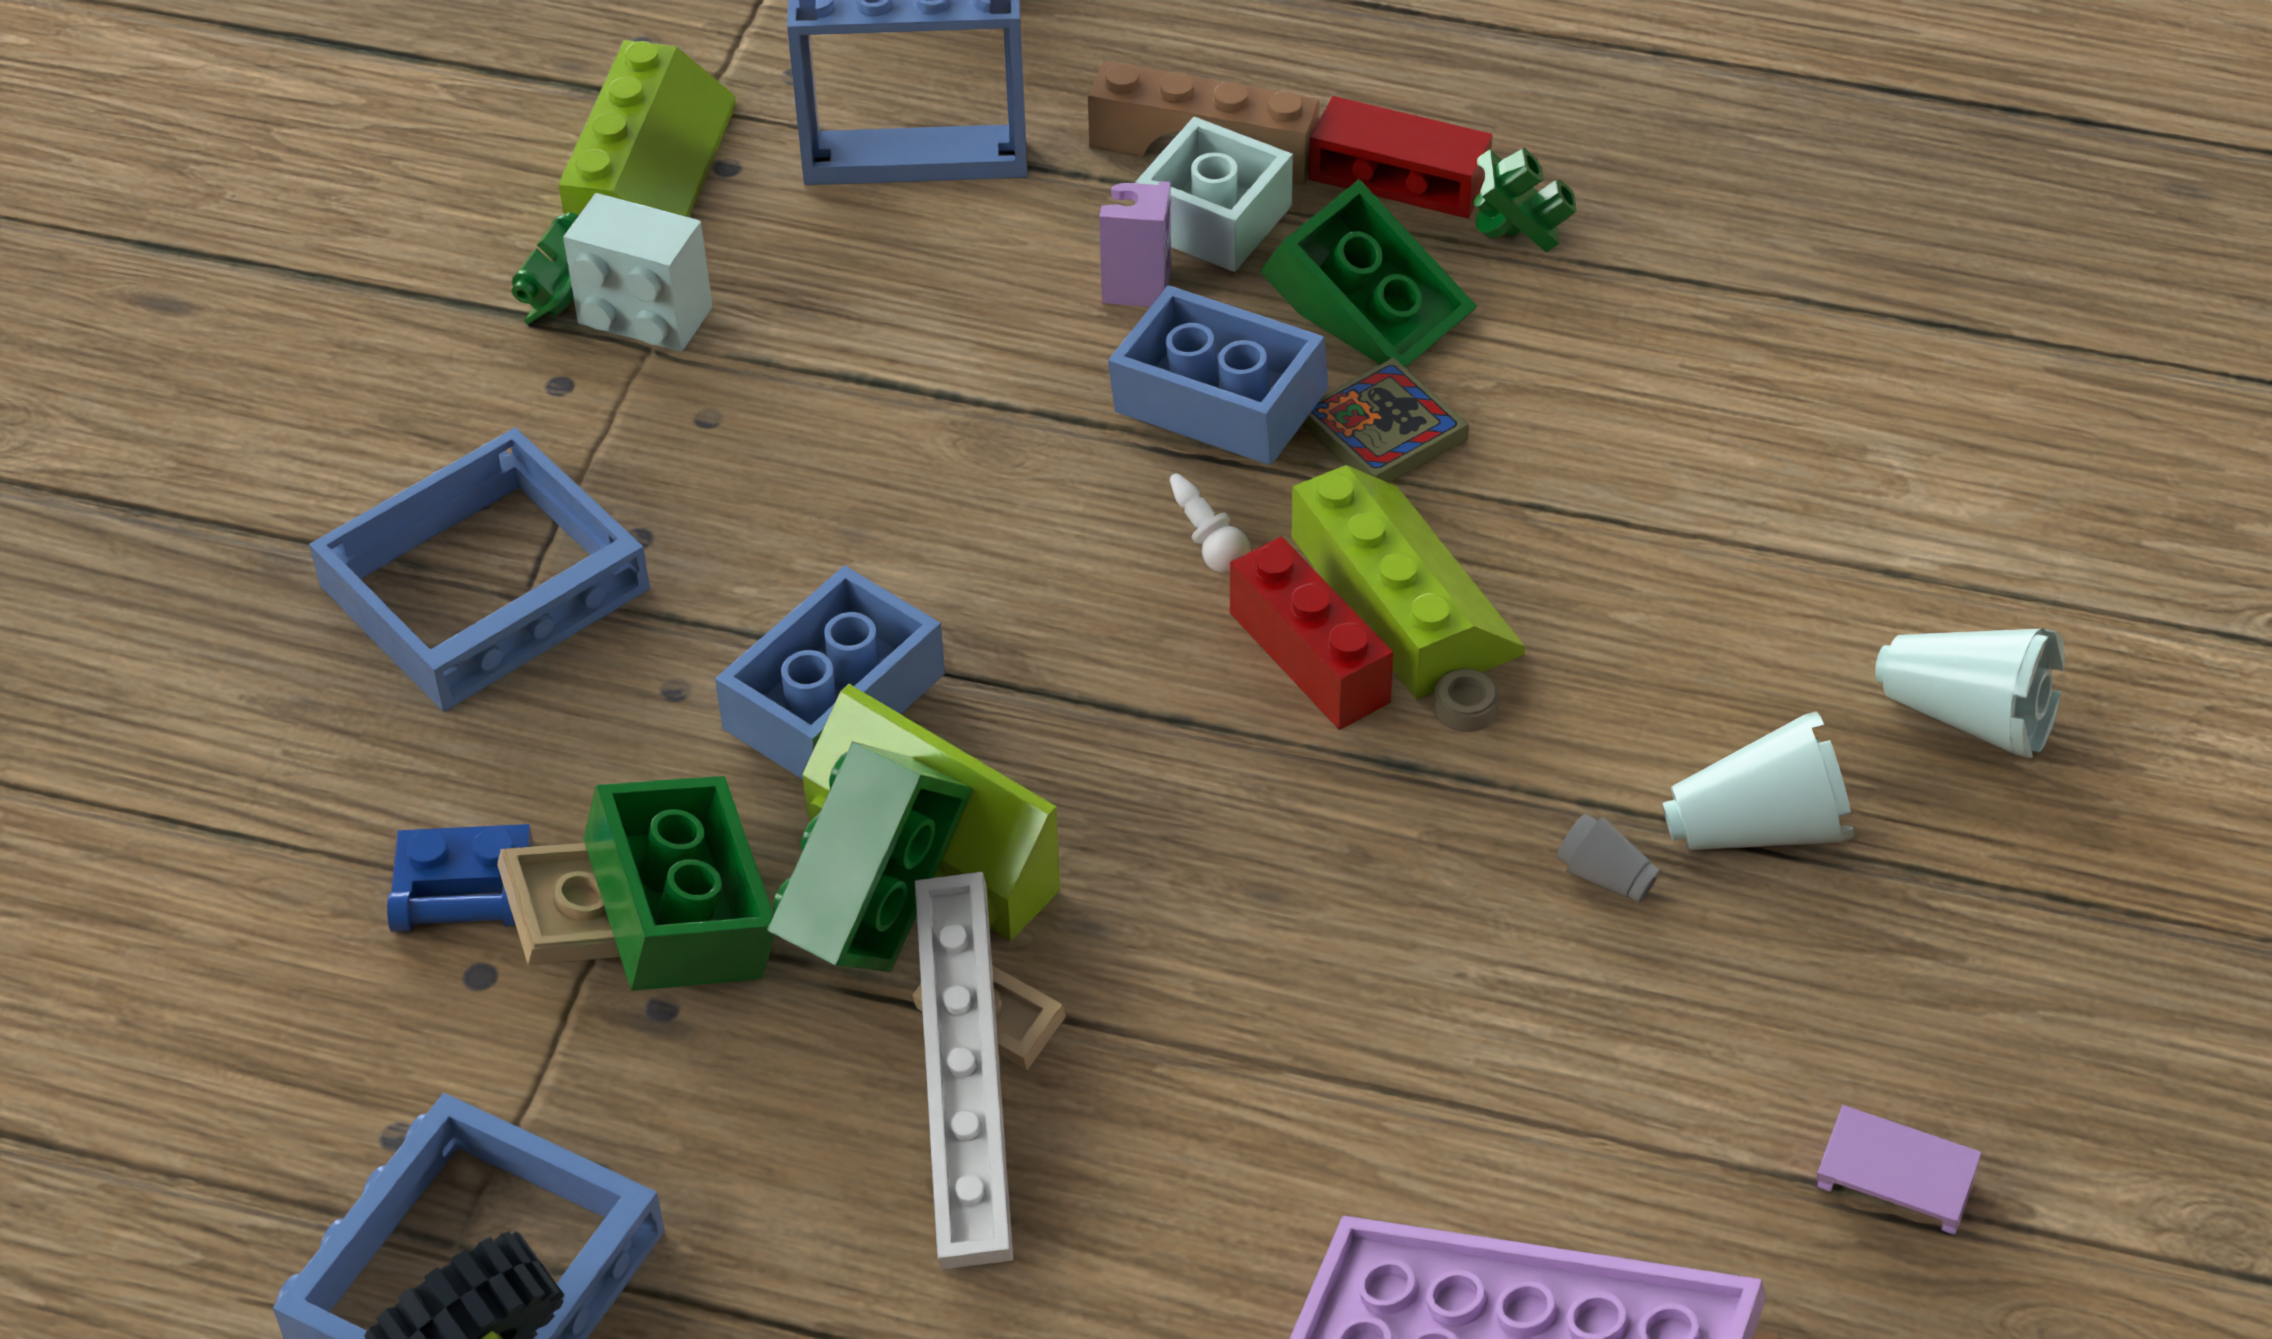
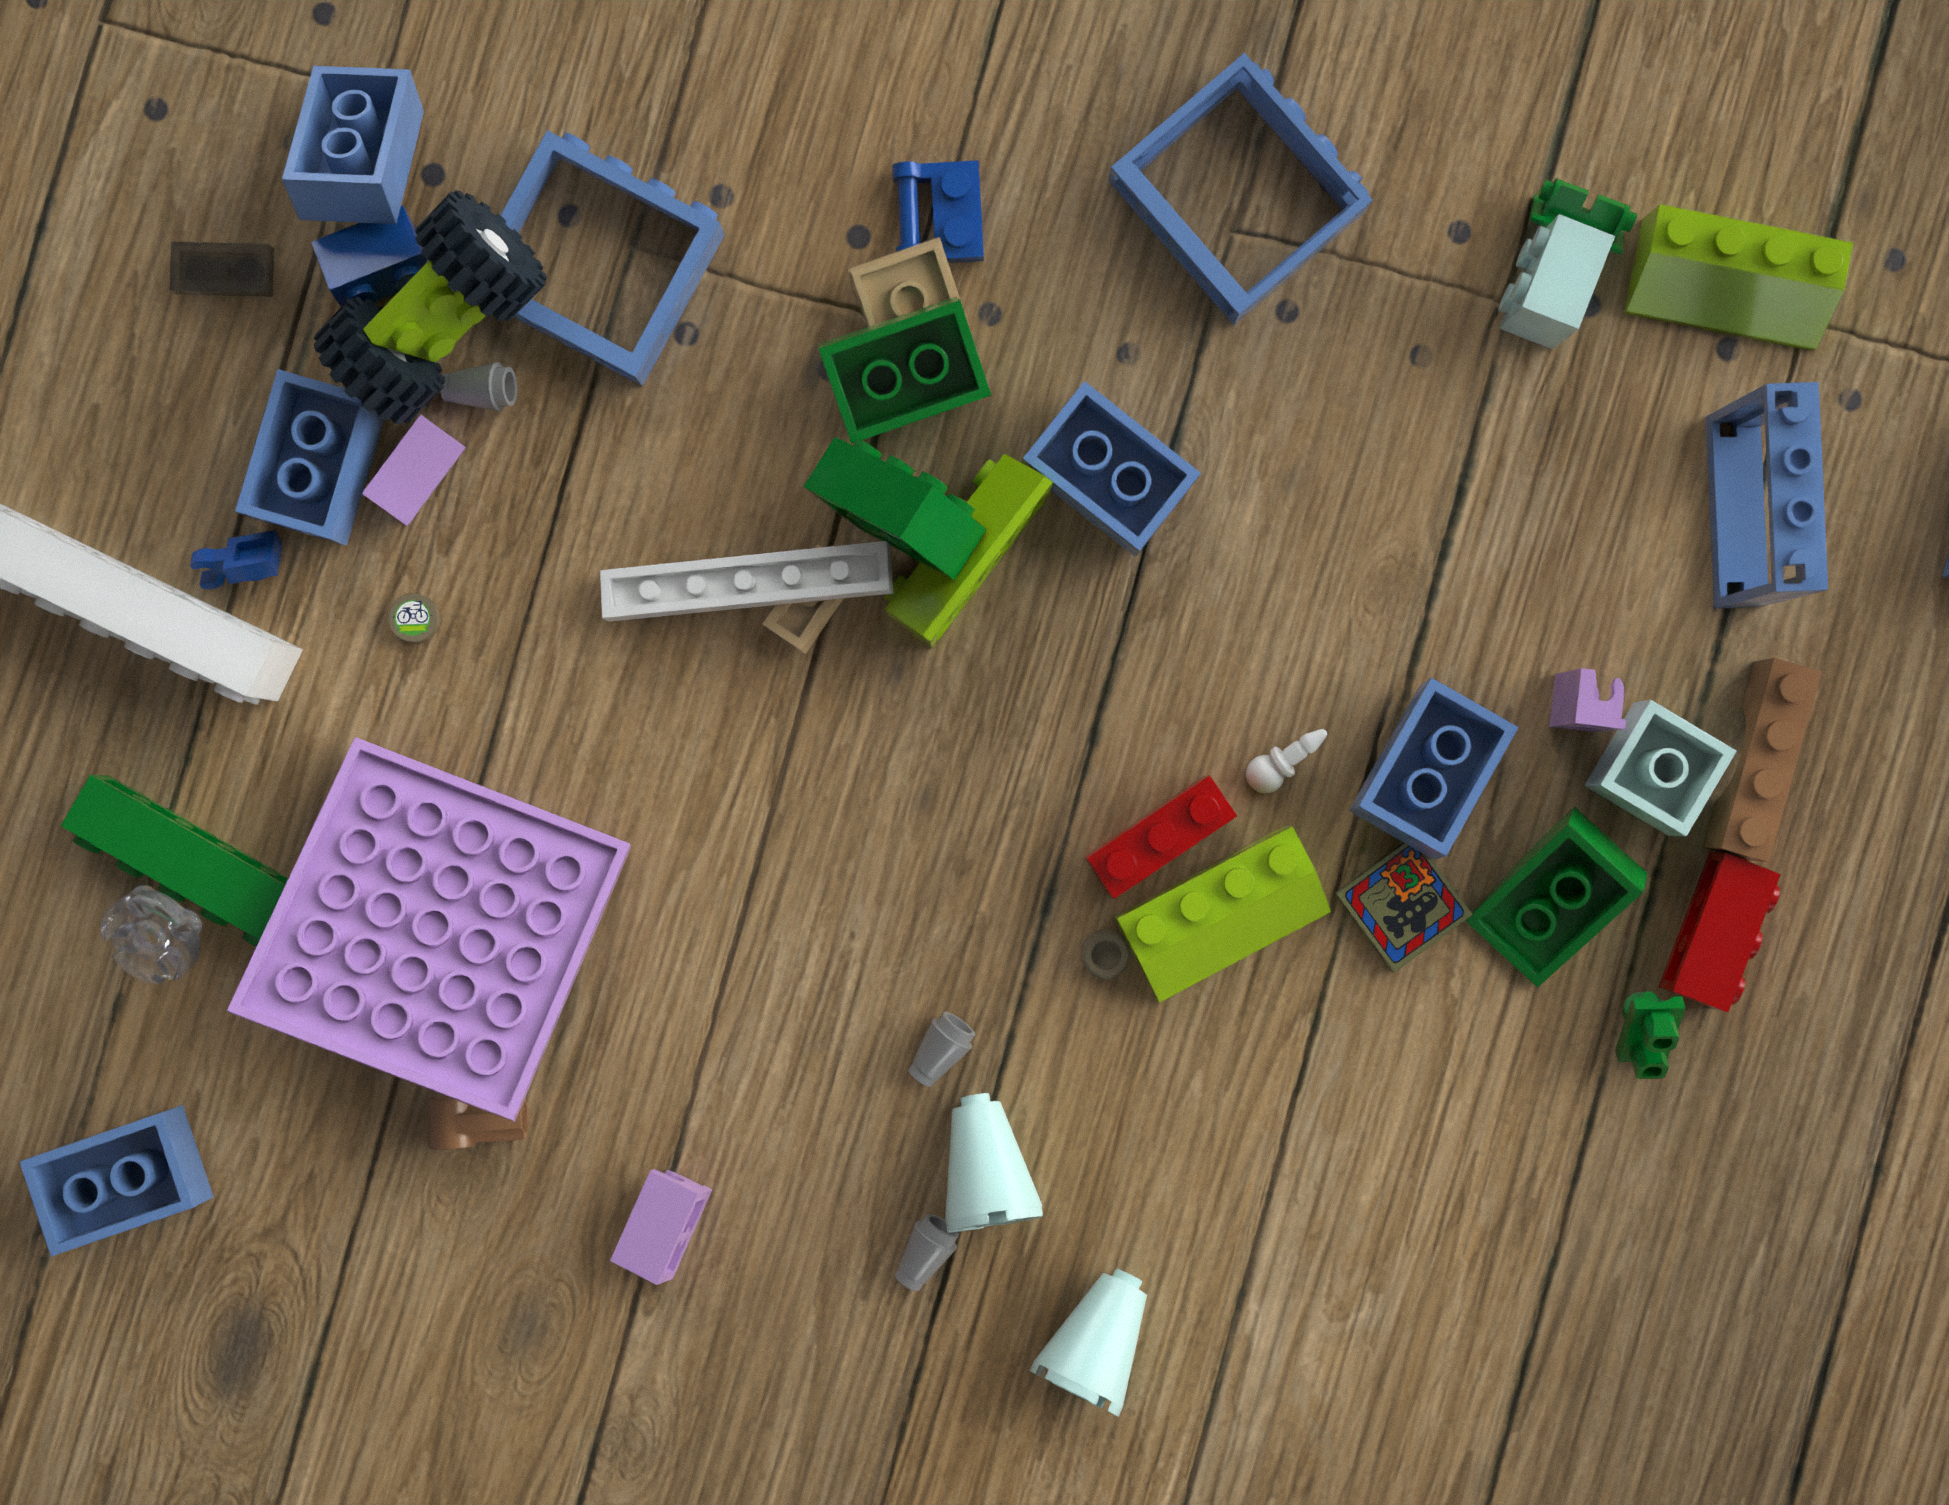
camera: 90 degrees right, 40 degrees up
(1886, 873) = (925, 1251): none -> light grey cone

